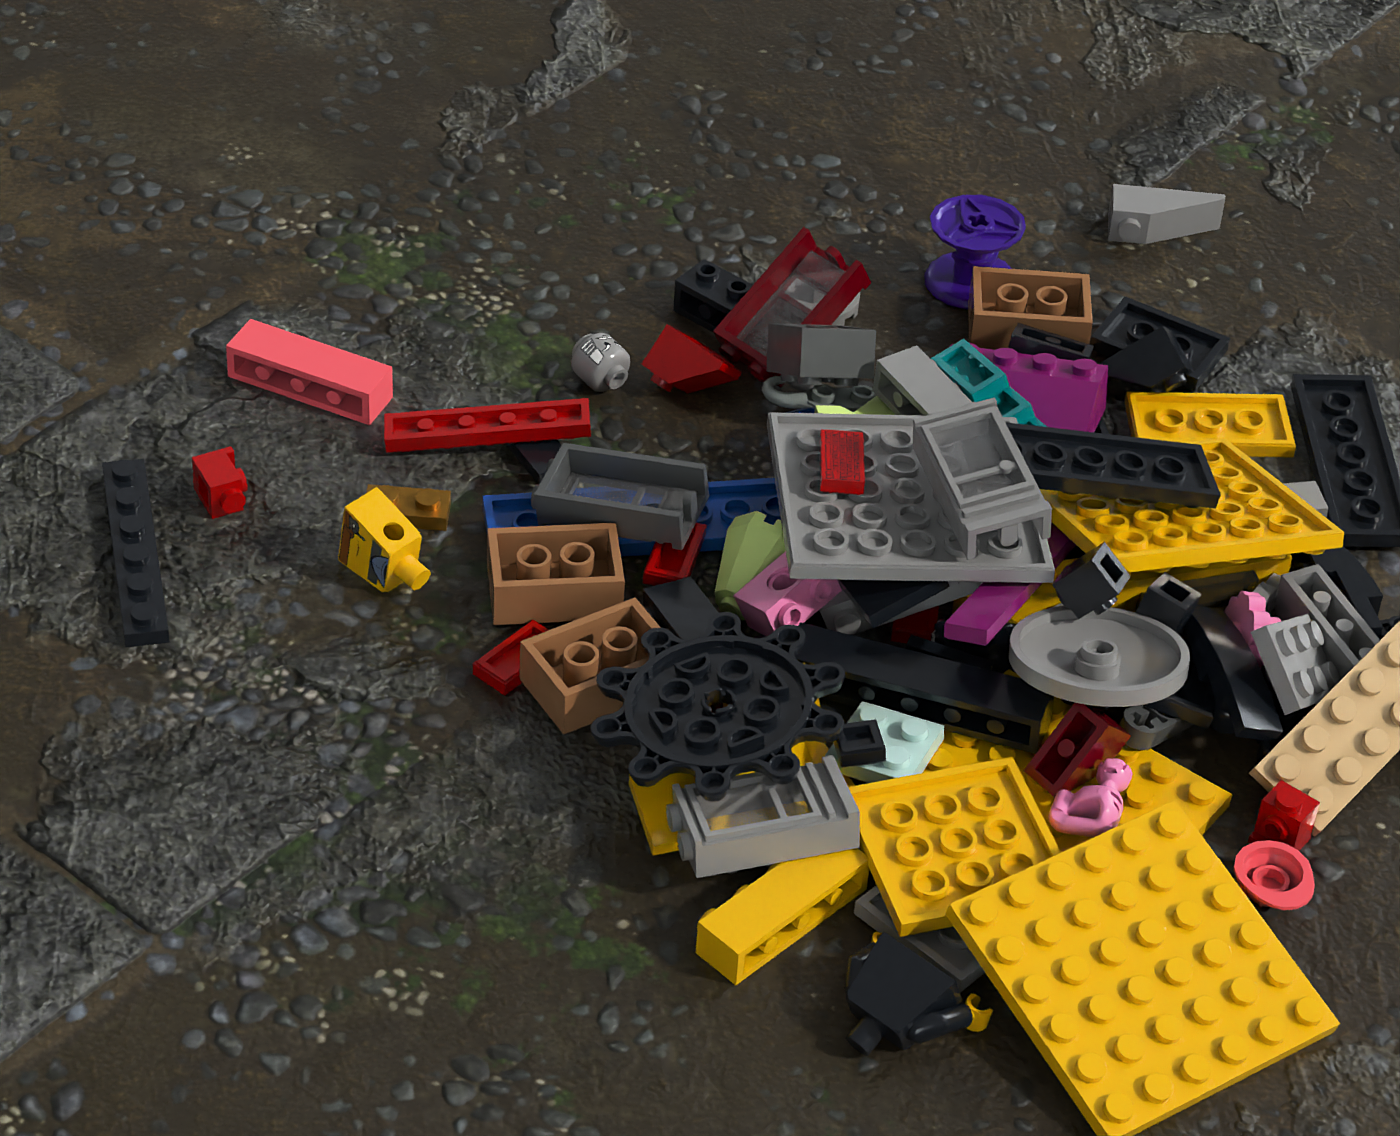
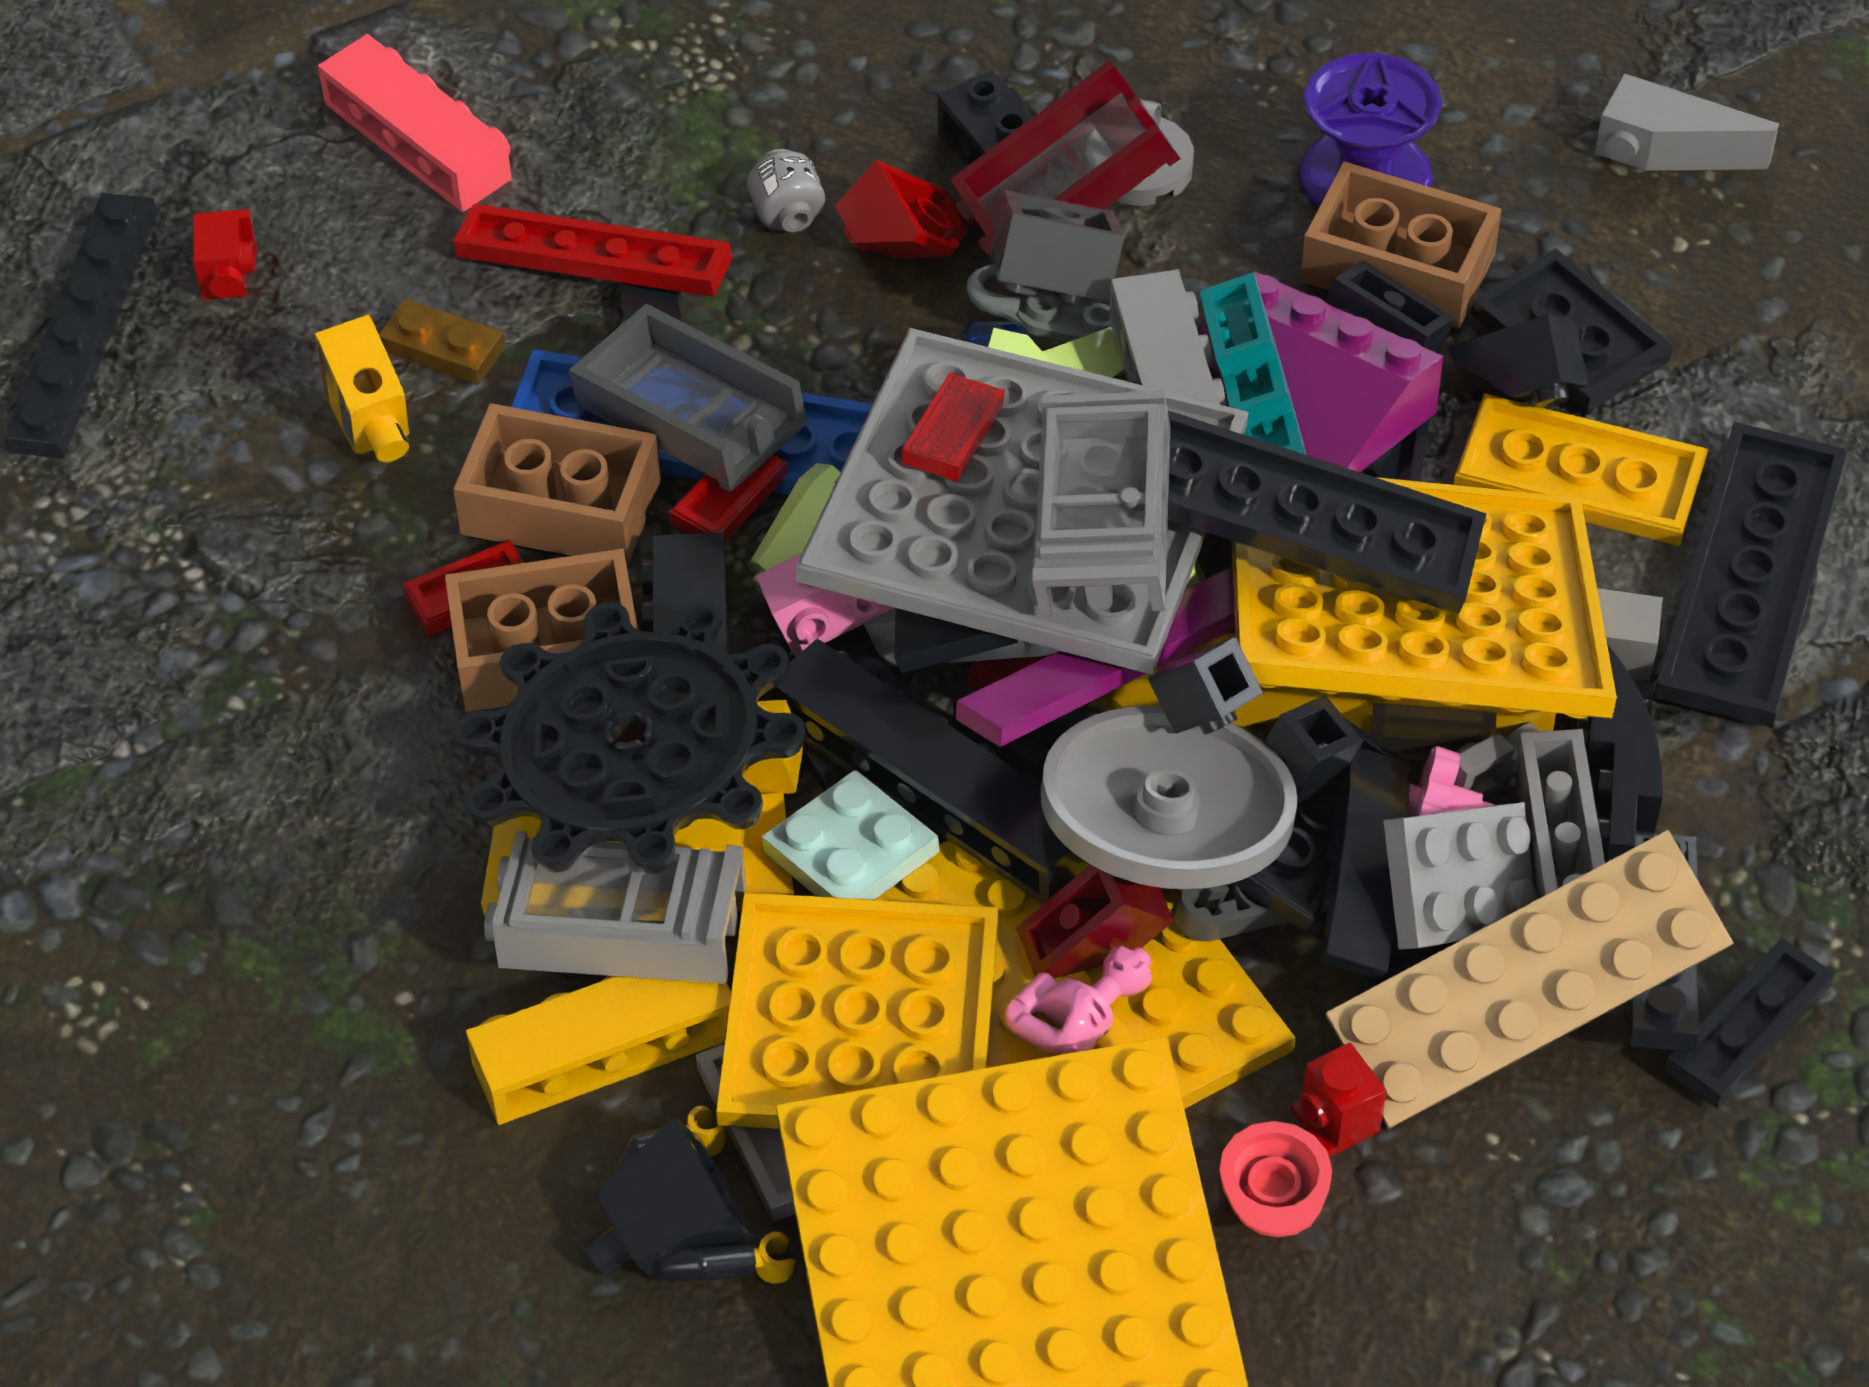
camera: 25 degrees right, 10 degrees up
(860, 744) = (801, 834): black tile -> none

